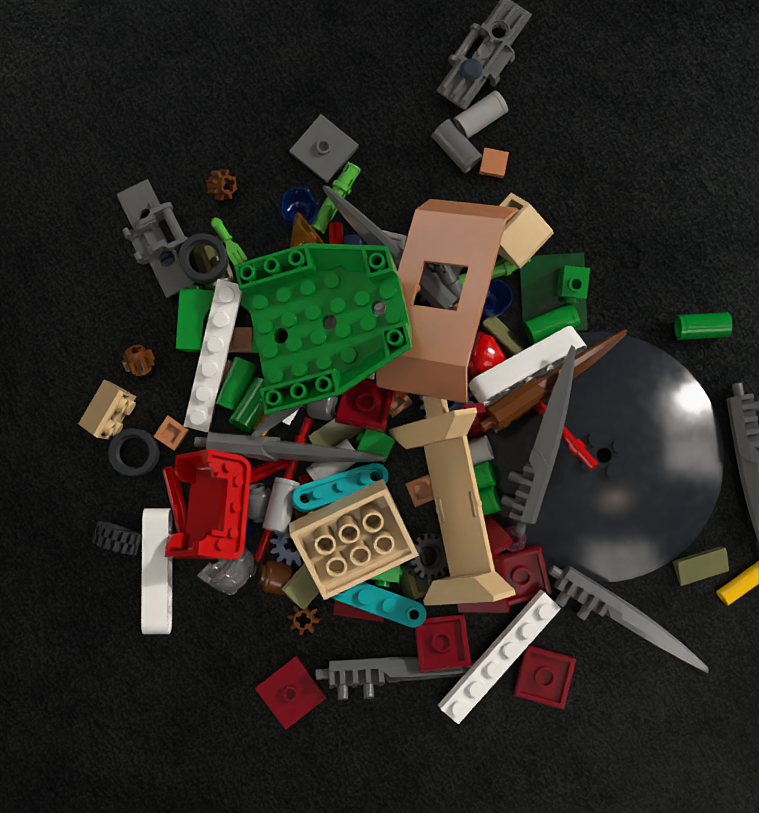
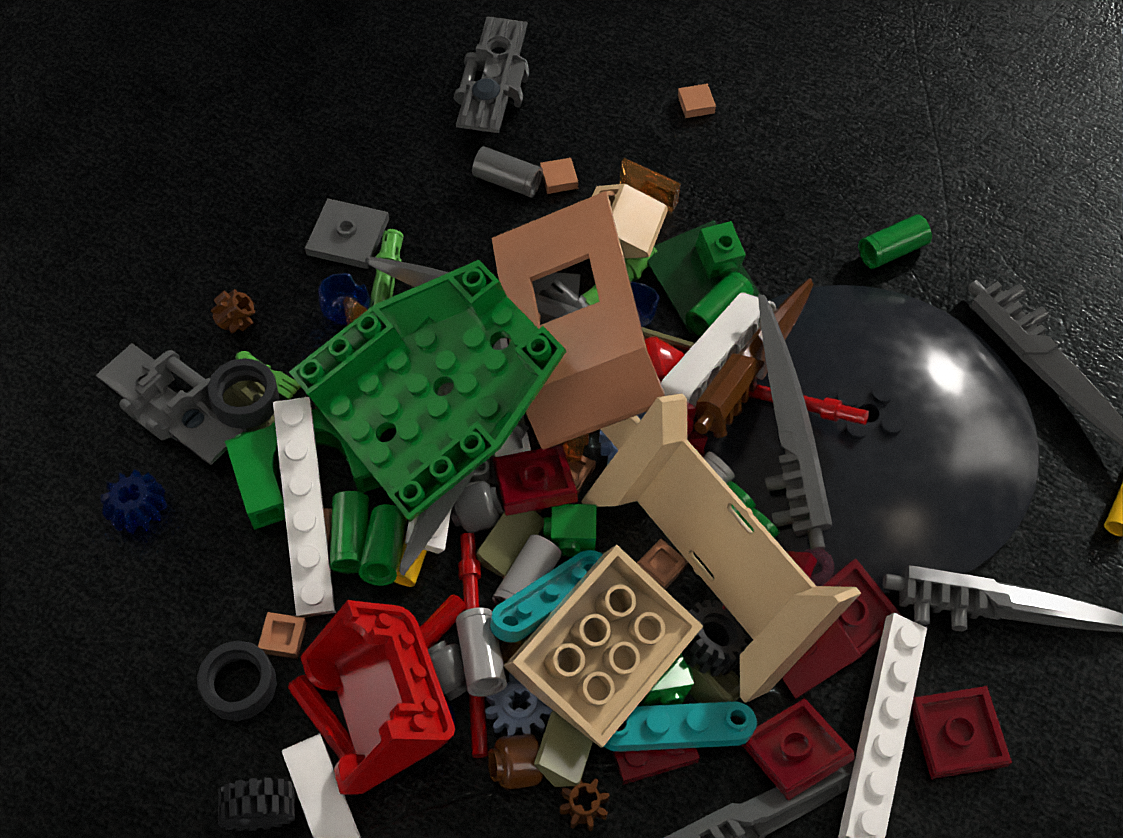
camera: 25 degrees left, 25 degrees down
(107, 411) = (178, 635): tan slope -> none
(120, 303) = (133, 501): none -> clear blue gear
(138, 360) = (198, 555): reddish brown gear -> none
(229, 574) = (444, 786): clear cylinder -> none
(241, 340) = (334, 479): nougat tile -> none
(272, 449) = (436, 584): dark grey piece -> none
(481, 114) = (520, 130): light grey pin -> none
(547, 198) = (650, 183): none -> clear orange slope
(627, 138) = (696, 100): none -> nougat tile
(701, 565) = (1066, 502): olive slope -> none

